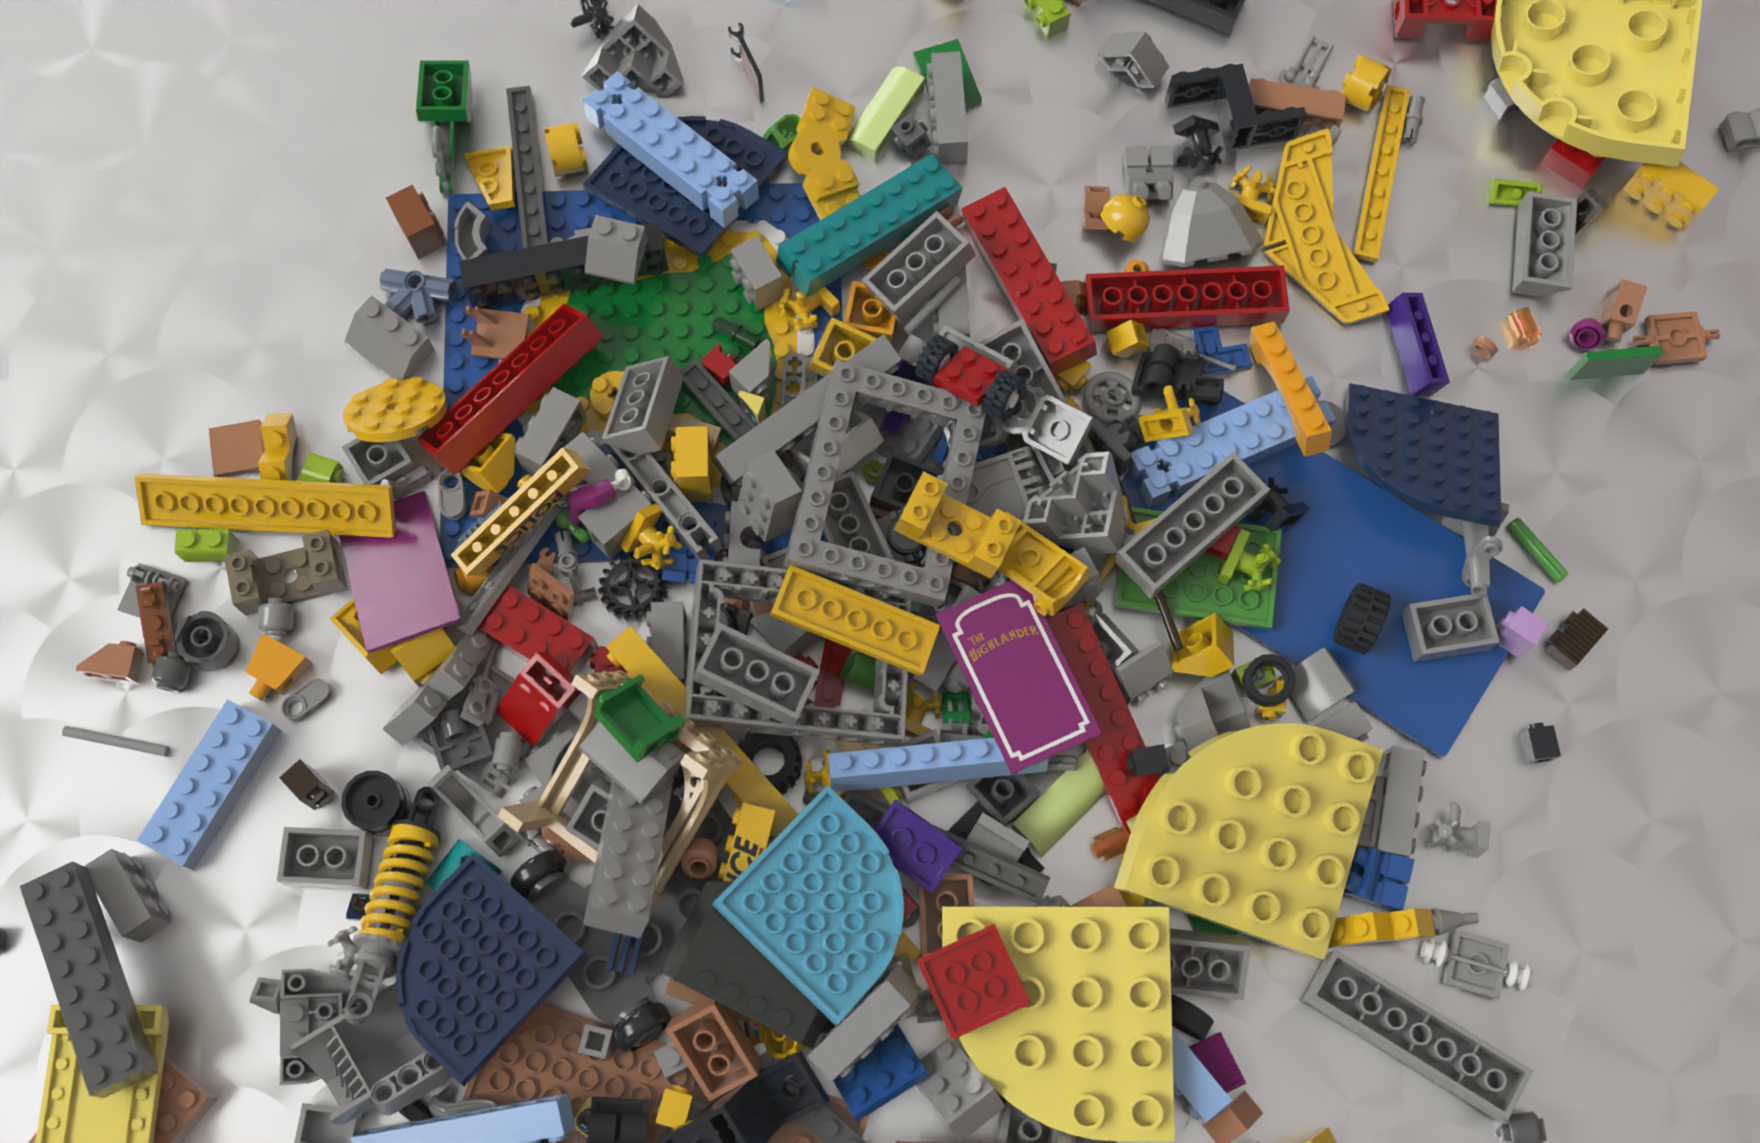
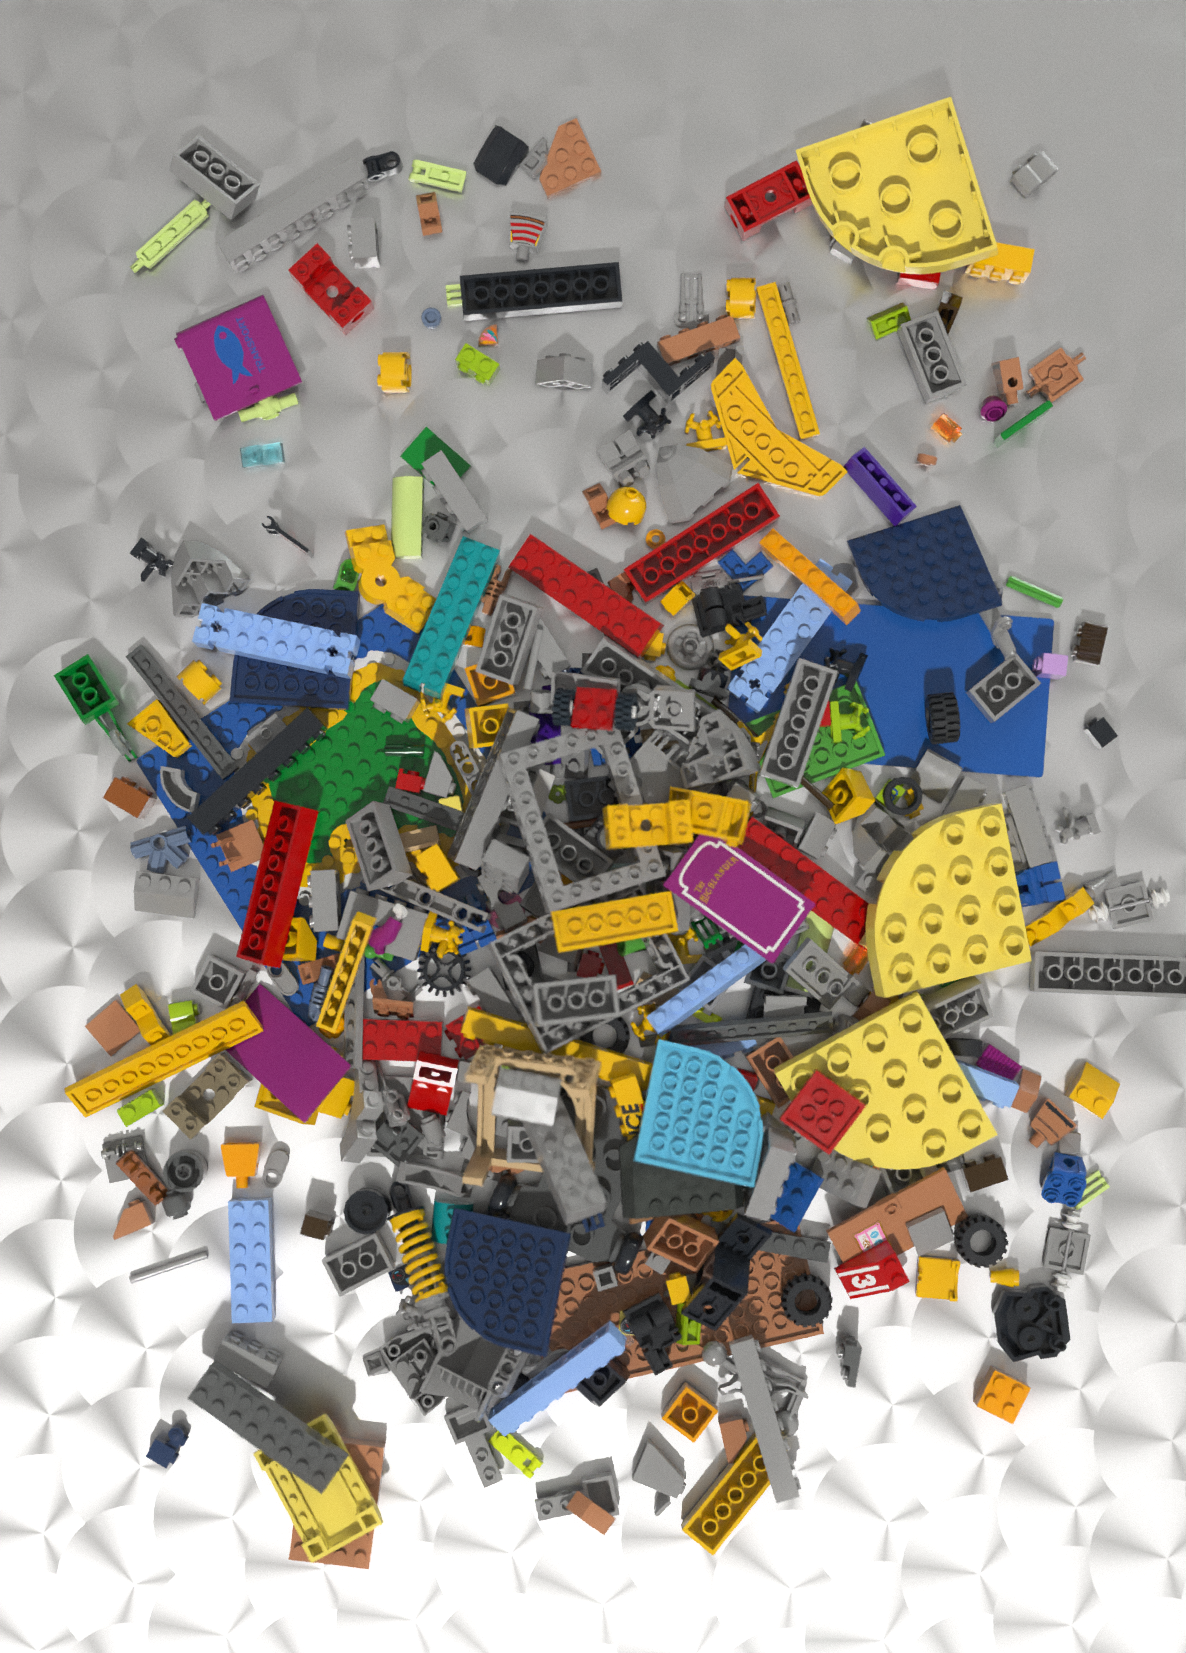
camera: 30 degrees left, 15 degrees up
(275, 617) = (220, 1128): light grey head -> none
(394, 409) = (226, 937): yellow plate -> none
(615, 249) = (293, 749): light grey slope -> none
(636, 719) = (519, 1078): green panel -> none
(700, 858) = (604, 1131): nougat head -> none
(917, 845) = (735, 1041): dark purple plate -> none
(1086, 866) = (847, 985): none -> light grey hinge
(1147, 760) = (852, 898): black brick -> none

